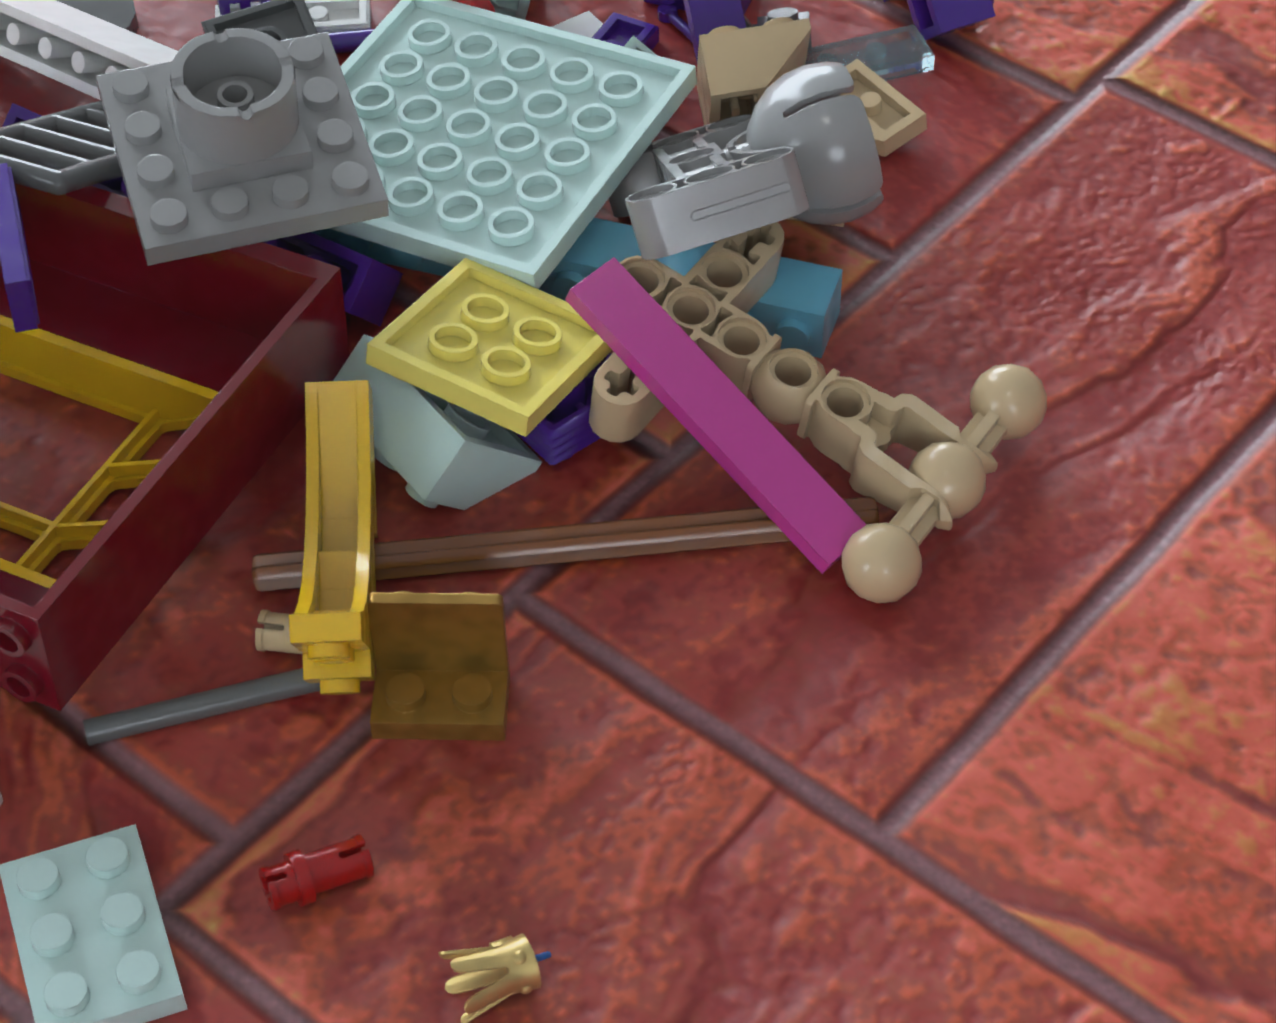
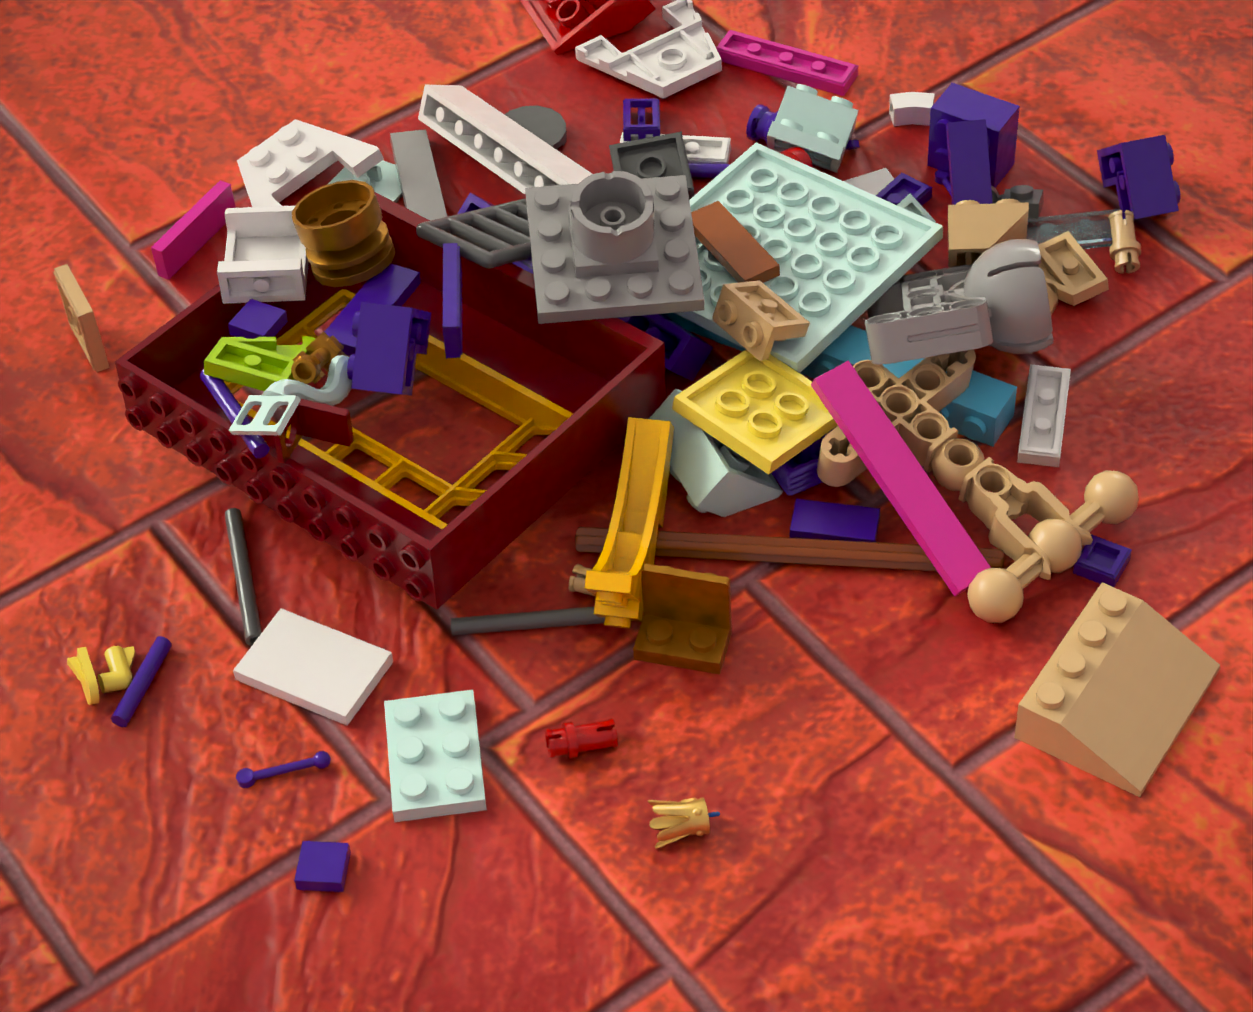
camera: 15 degrees right, 0 degrees up
(412, 129) = (733, 245): none -> dark orange tile
(464, 219) = (757, 317): none -> tan bracket
(625, 492) = (834, 521): none -> dark purple tile
(882, 307) = (1044, 416): none -> white tile
(935, 71) = (1124, 246): none -> tan pin
(1014, 494) = (1102, 561): none -> dark purple tile
(1083, 676) = (1116, 691): none -> tan slope

